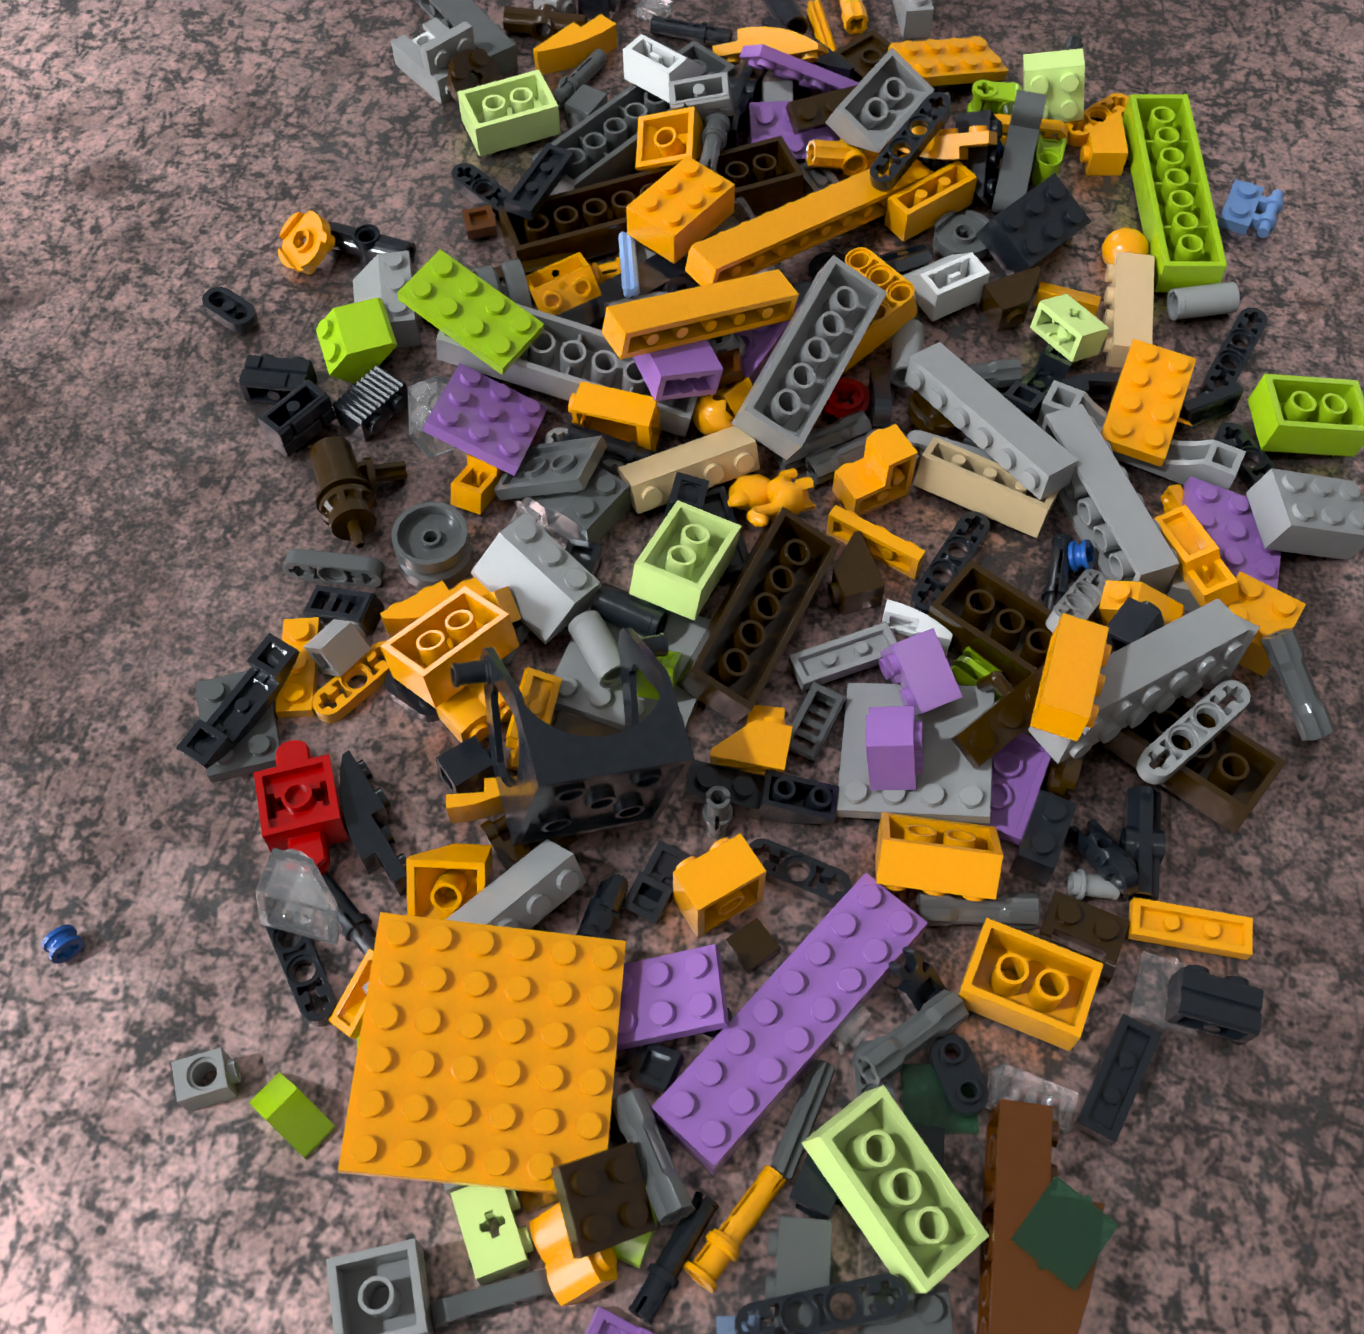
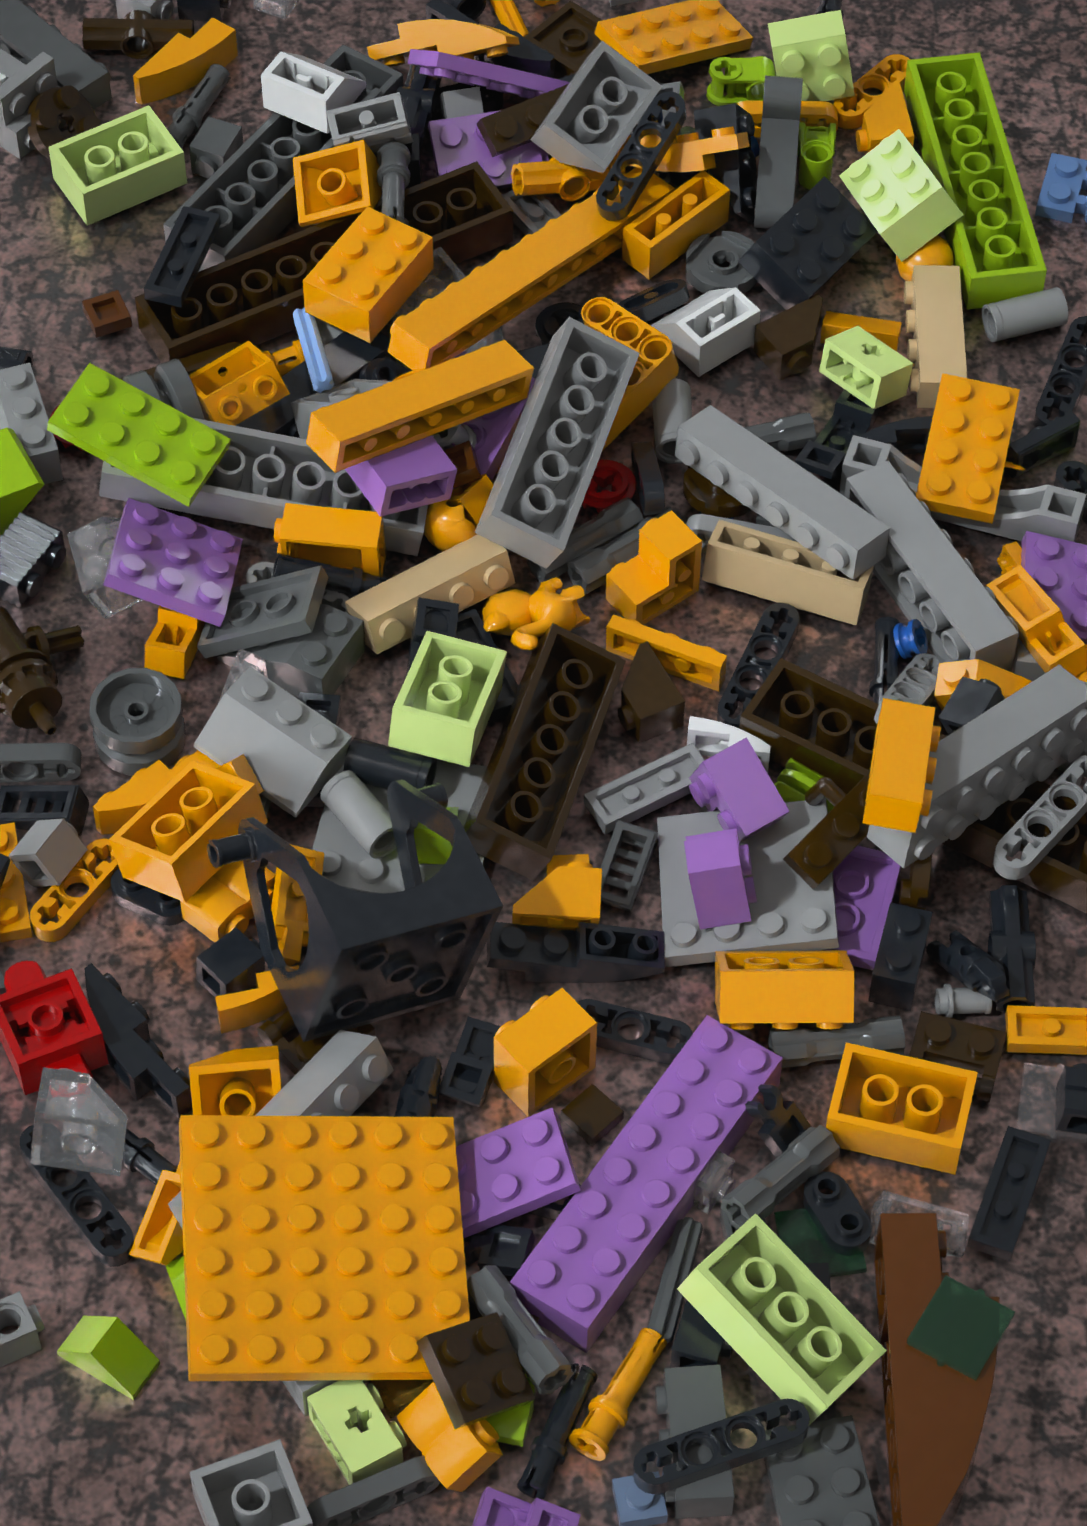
camera: 10 degrees left, 5 degrees down
(479, 181) = (98, 259): black beam -> none
(701, 33) = (340, 26): black pin -> none
(717, 812) = (530, 974): dark grey pin -> none
(1114, 195) = (900, 195): none -> yellowish green brick

